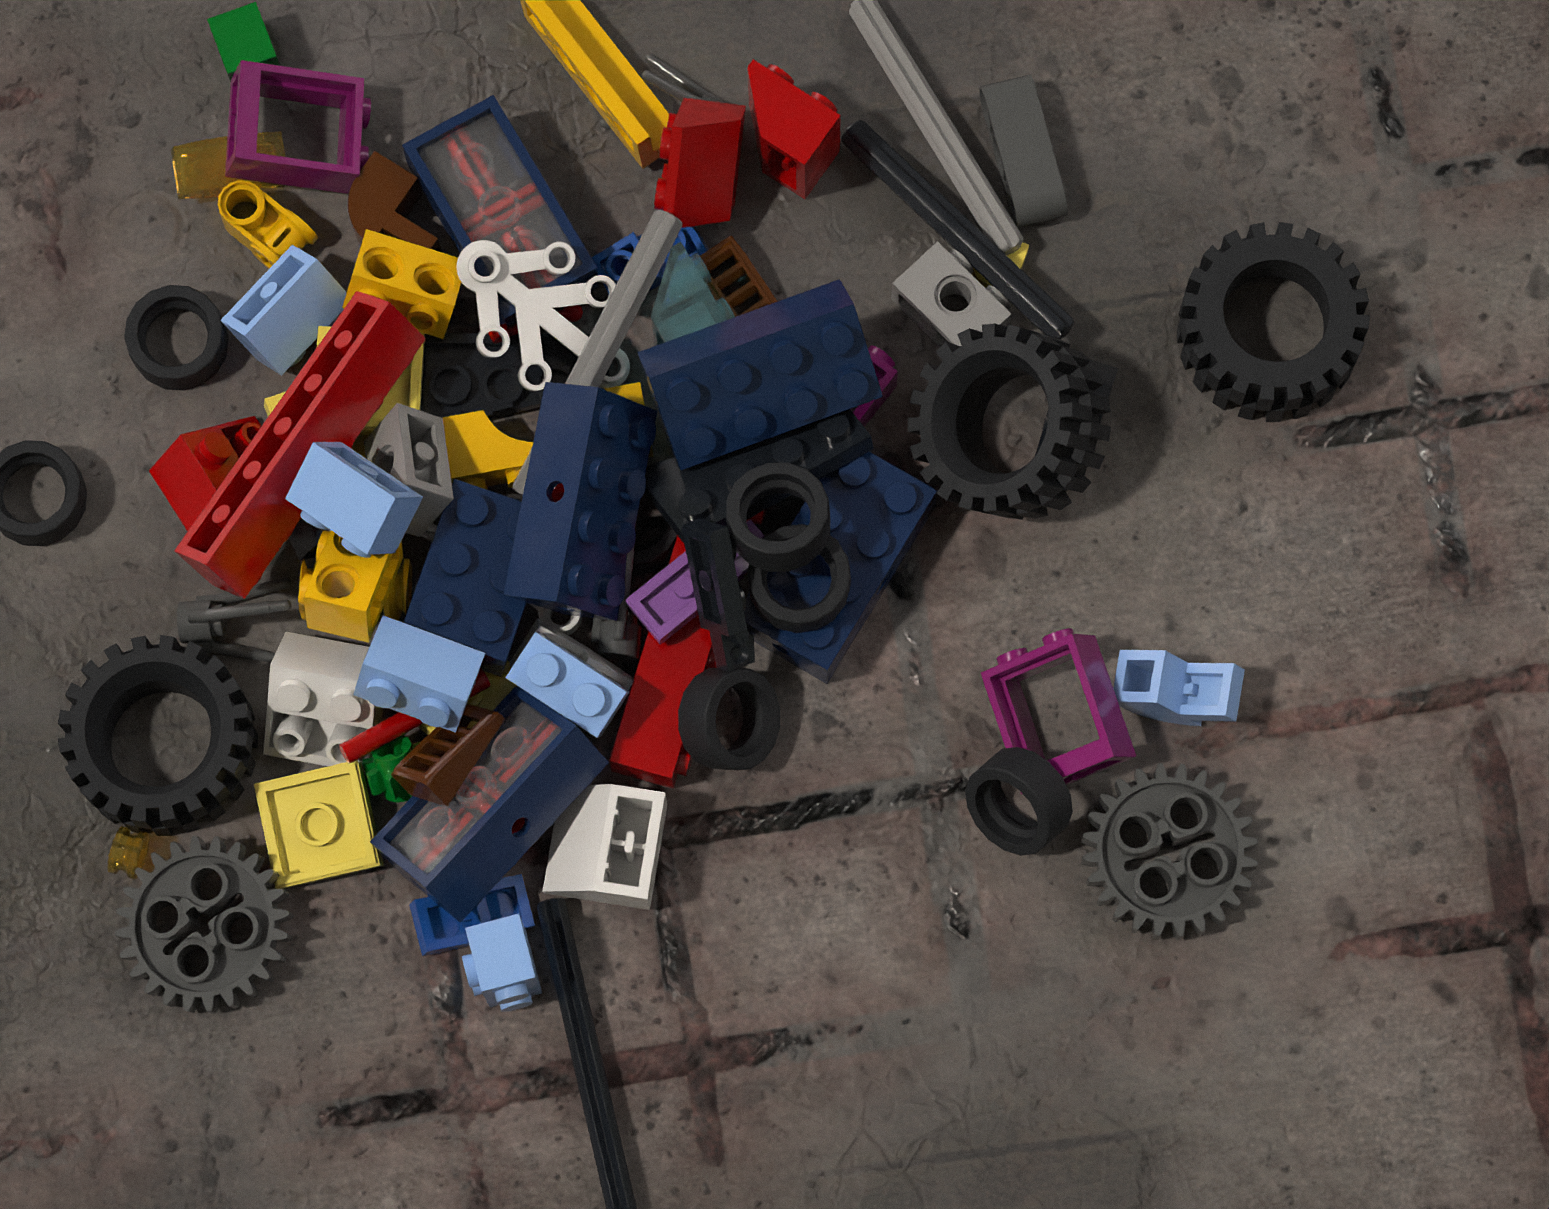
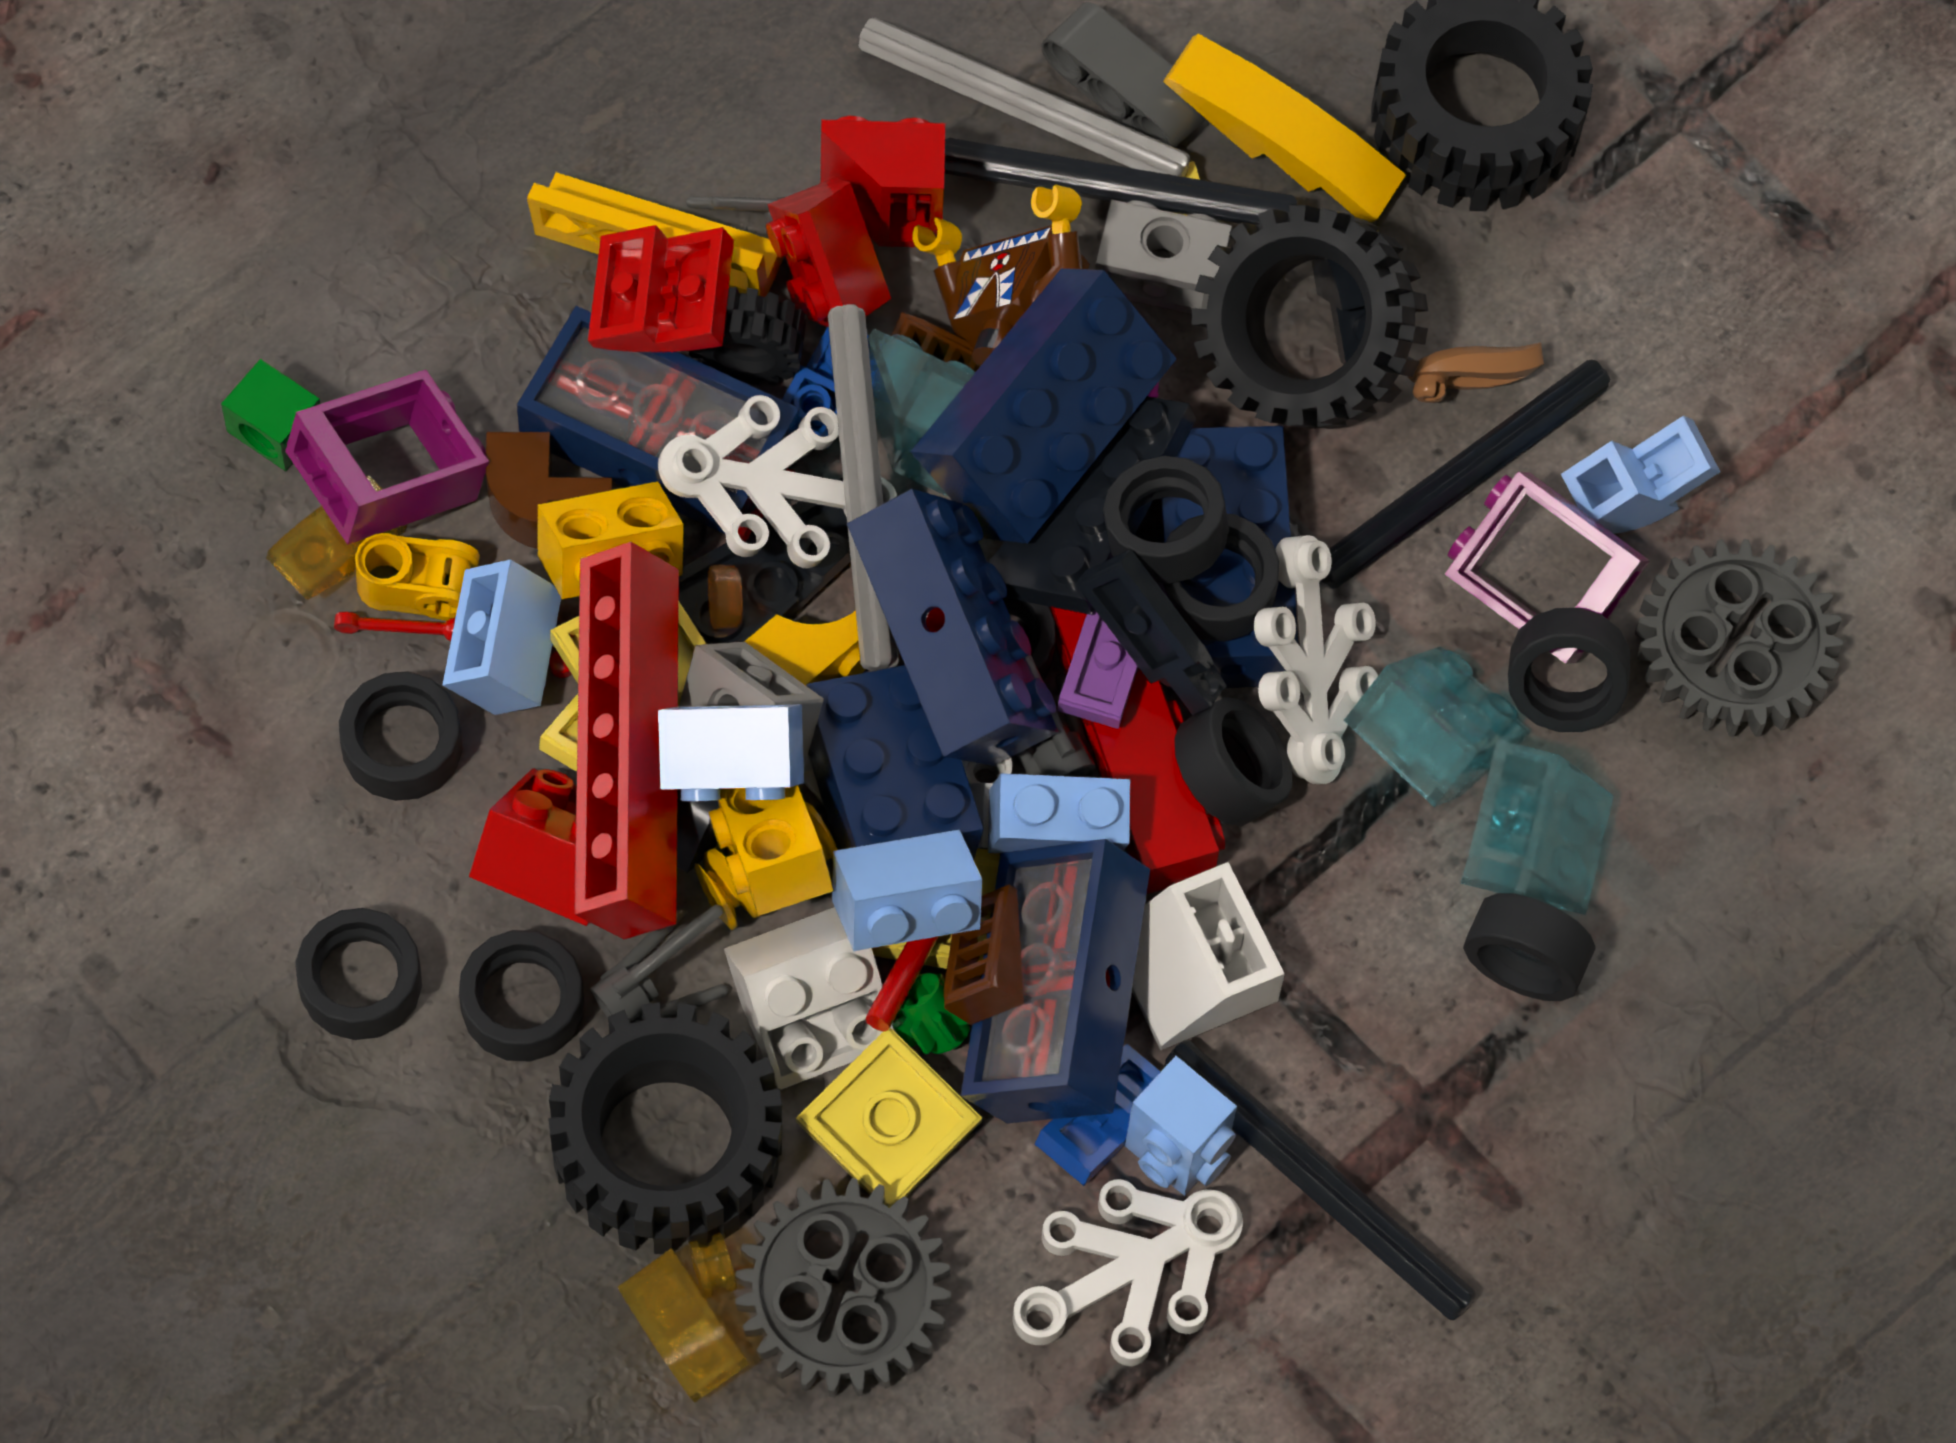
camera: 40 degrees left, 10 degrees down
(78, 883) = (683, 1325): none -> clear yellow slope
(111, 543) = (513, 948): none -> black tyre
(204, 234) = (351, 623): none -> red hinge
(420, 1036) = (1135, 1262): none -> white plant
(455, 375) = (725, 596): none -> clear orange tile
(556, 121) = (661, 290): none -> red slope
(606, 188) = (758, 339): none -> black tyre
(805, 739) = (1316, 734): none -> white plant
(815, 252) = (1002, 278): none -> torso
(843, 987) = (1529, 947): none -> black tyre
(901, 779) = (1435, 723): none -> clear light blue slope
(916, 904) = (1537, 828): none -> clear light blue slope
(1059, 601) = (1465, 471): none -> black axle
(1107, 260) = (1285, 126): none -> yellow slope
(1120, 527) = (1473, 369): none -> medium nougat arm

